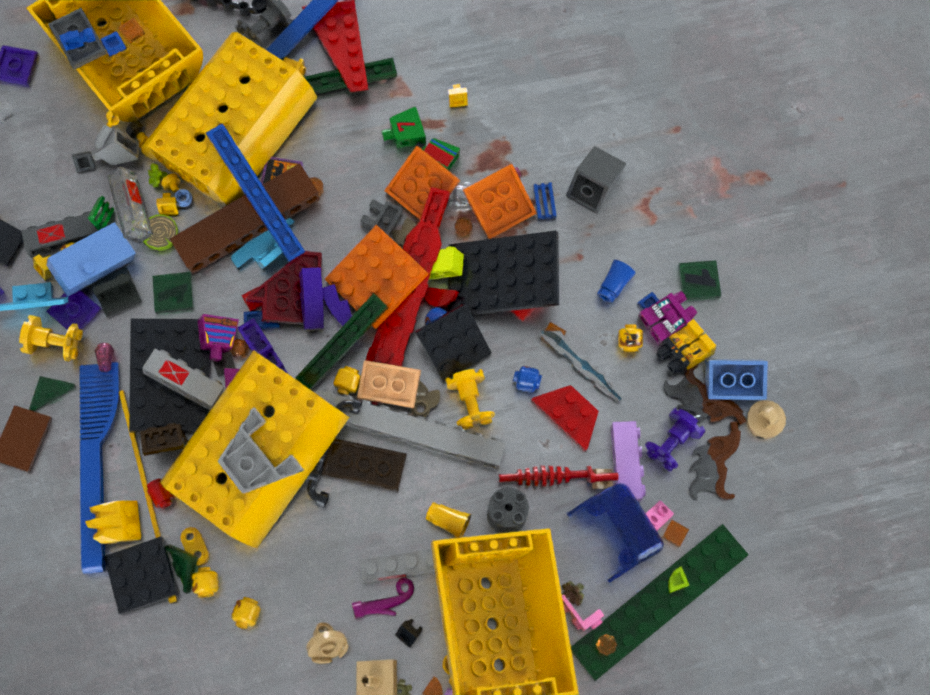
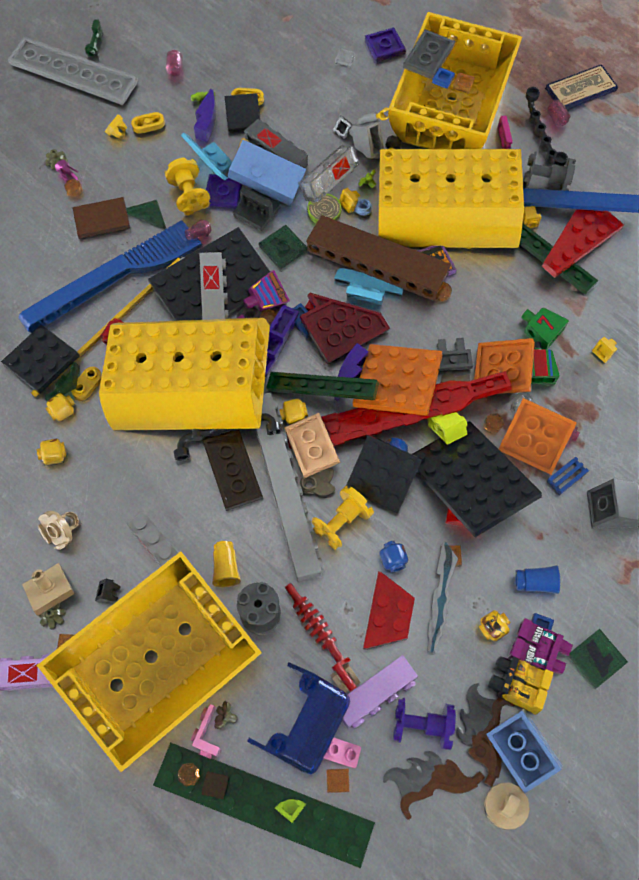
camera: 60 degrees right, 5 degrees down
(76, 39) = (424, 49): blue plate -> none
(103, 216) = (317, 160): green tile -> none
(115, 522) = (71, 315): yellow plate -> none
(162, 439) = (153, 303): dark brown bracket -> none
(171, 182) = (369, 191): yellow tile -> none
(197, 31) = (504, 133): none -> dark pink tile
(248, 464) = (161, 364): light grey wing -> none
(255, 192) = (399, 244): blue tile -> none
(311, 298) = (343, 341): dark purple slope -> none
(382, 606) = (117, 554): magenta plant -> none
(440, 297) = (416, 440): red tile -> none
(626, 629) = (215, 785): none -> dark brown tile

